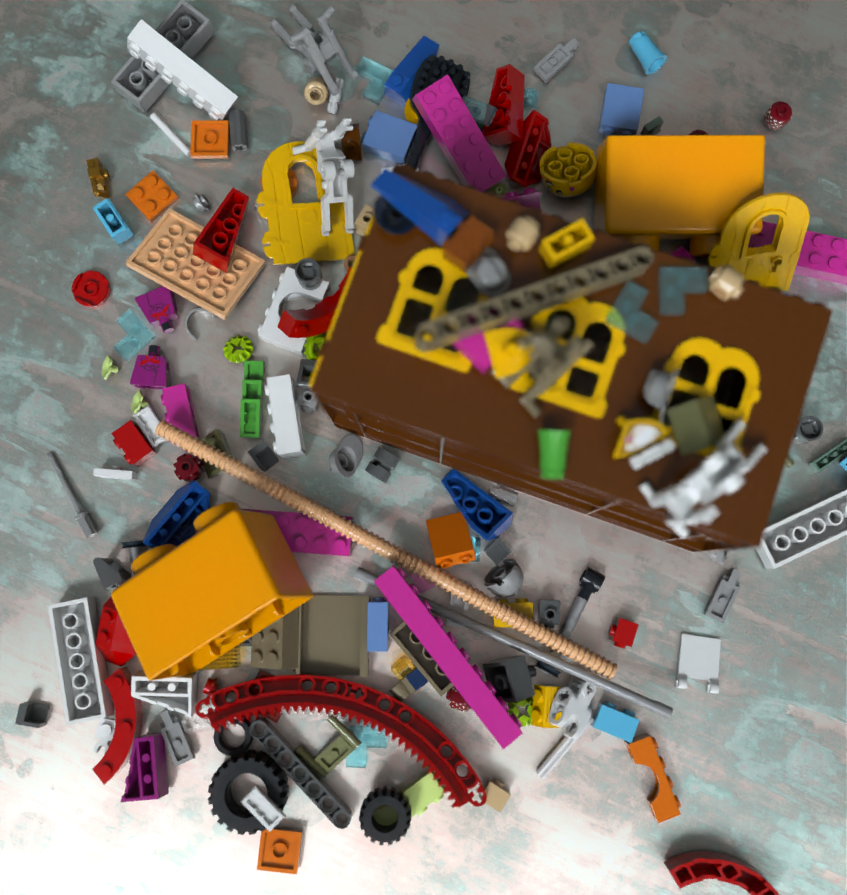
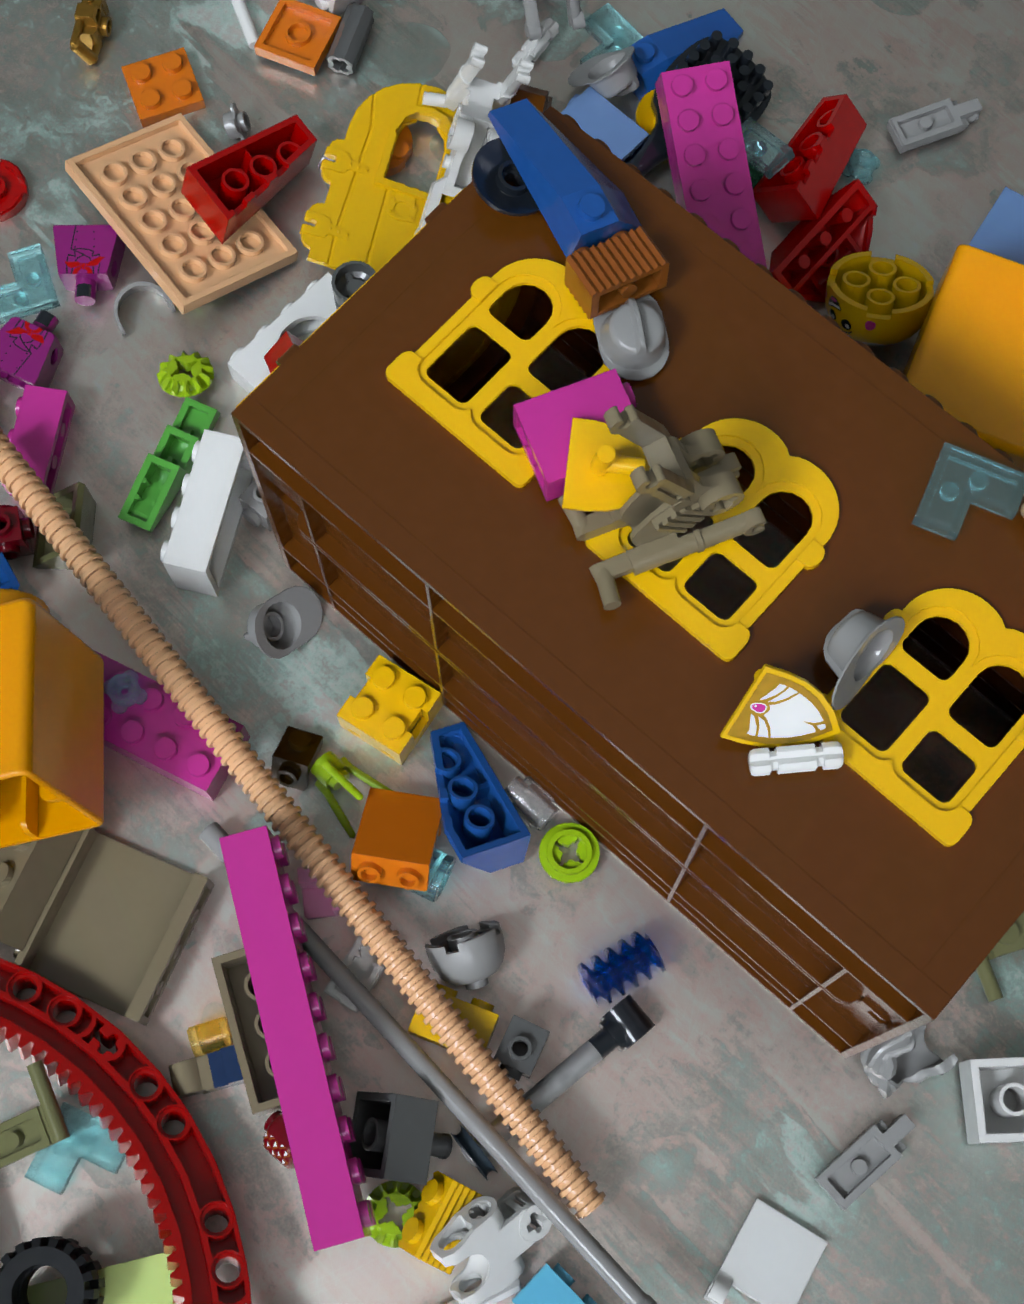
camera: 20 degrees right, 10 degrees down
(113, 221) = (80, 97): medium azure brick -> none
(263, 456) = (142, 565): dark grey panel -> none
(289, 531) = (127, 680): none -> clear light blue plate
(316, 91) = (505, 24): tan head -> none
(378, 625) = (199, 936): medium blue brick -> none
(381, 99) = (608, 73): none -> light grey piece
(382, 464) = (339, 661): dark grey wheel -> none
(382, 519) = (295, 757): none -> dark brown bracket
(403, 519) = (334, 774): none -> lime plant
(417, 478) = (390, 710): none -> yellow piece
(497, 551) = (476, 897): dark grey panel -> none
(522, 234) = (719, 292): tan head -> none
(526, 503) = (567, 835): none -> lime gear
(527, 305) = (852, 407): dark tan beam -> none
(553, 452) = (611, 680): bright green plant -> none
(566, 243) = (789, 334): yellow brick -> none
(578, 555) = (620, 967): none -> clear blue piece
(622, 632) = (644, 1146): red brick -> none
(626, 316) = (850, 496): clear light blue tile -> none
(696, 425) = (901, 741): olive slope -> none
(716, 474) = (897, 826): white piece -> none

